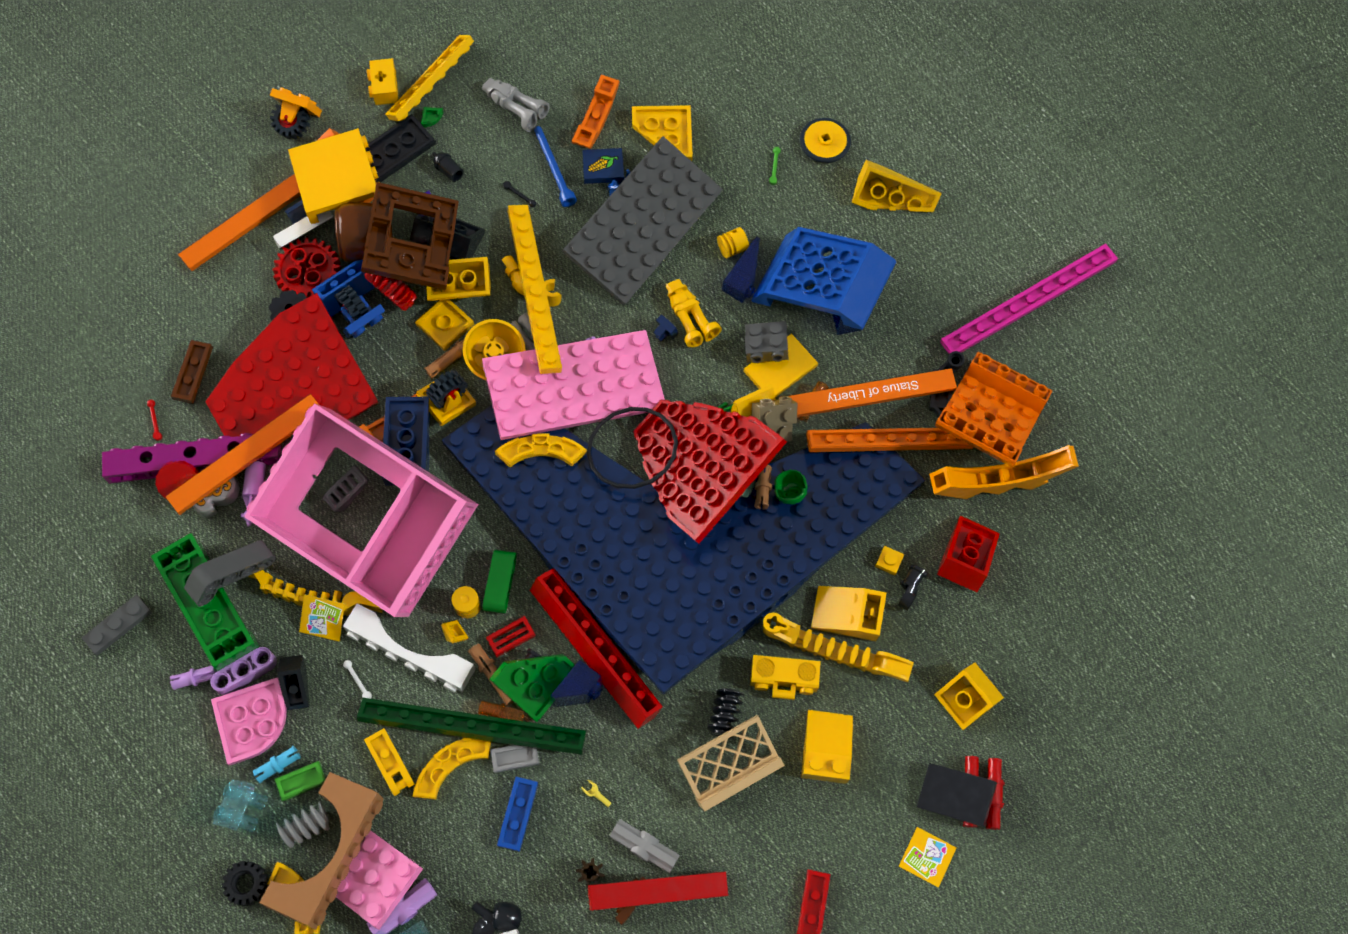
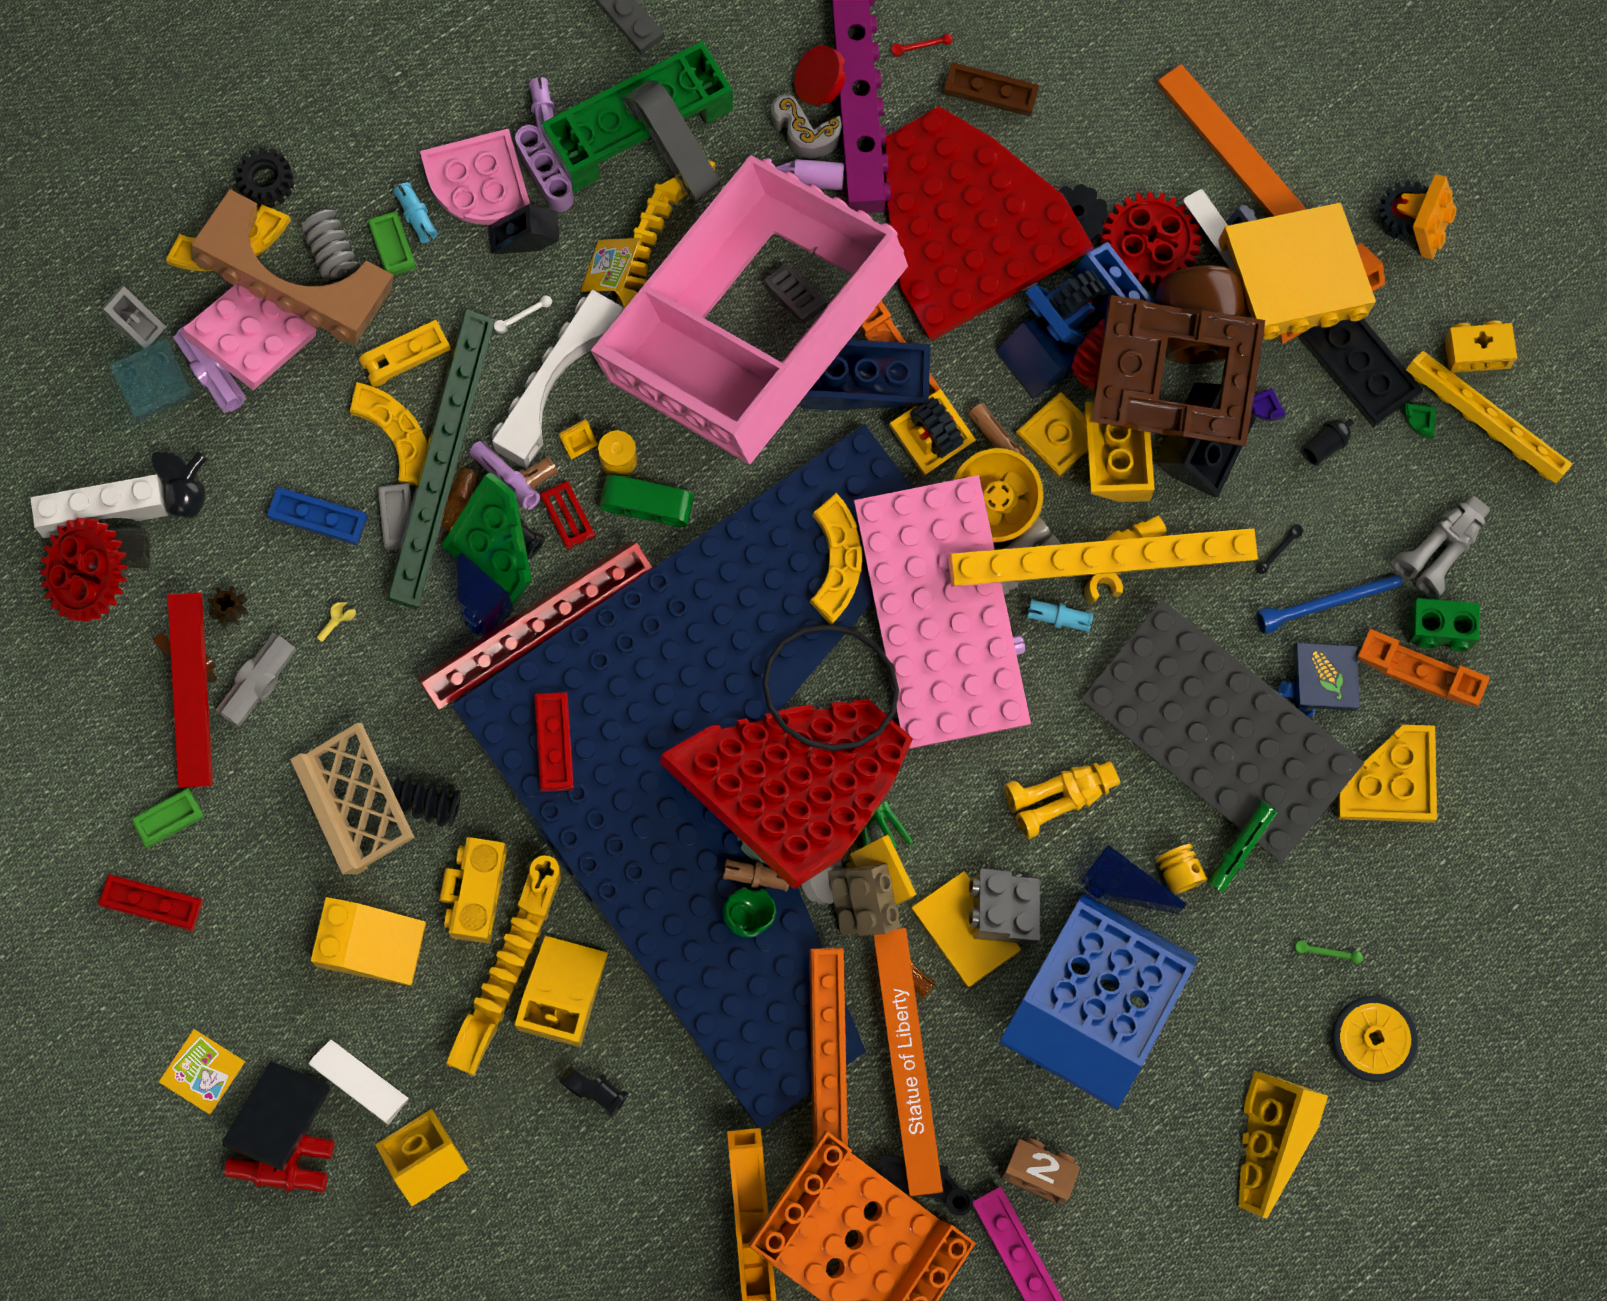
camera: 95 degrees right, 5 degrees up
(236, 798) = (354, 155): clear light blue plate -> none
(239, 457) = (851, 158): orange tile -> none
(390, 337) = (1036, 357): none -> dark blue slope
(482, 679) = (513, 479): none -> lavender pin
(565, 101) = (1443, 615): none -> green brick
(570, 317) = (1059, 615): none -> medium azure pin
(665, 329) = (1035, 755): dark blue tile -> none
(685, 620) = (553, 742): none -> red tile
(724, 213) = (1242, 846): none -> green pin
(750, 902) = (167, 818): none -> bright green tile
(889, 560) = (640, 1065): yellow plate -> none
(923, 744) = (358, 1081): none -> white slope
(930, 314) = (1041, 1171): none -> medium nougat slope
(968, 554) = (641, 1185): red slope -> none

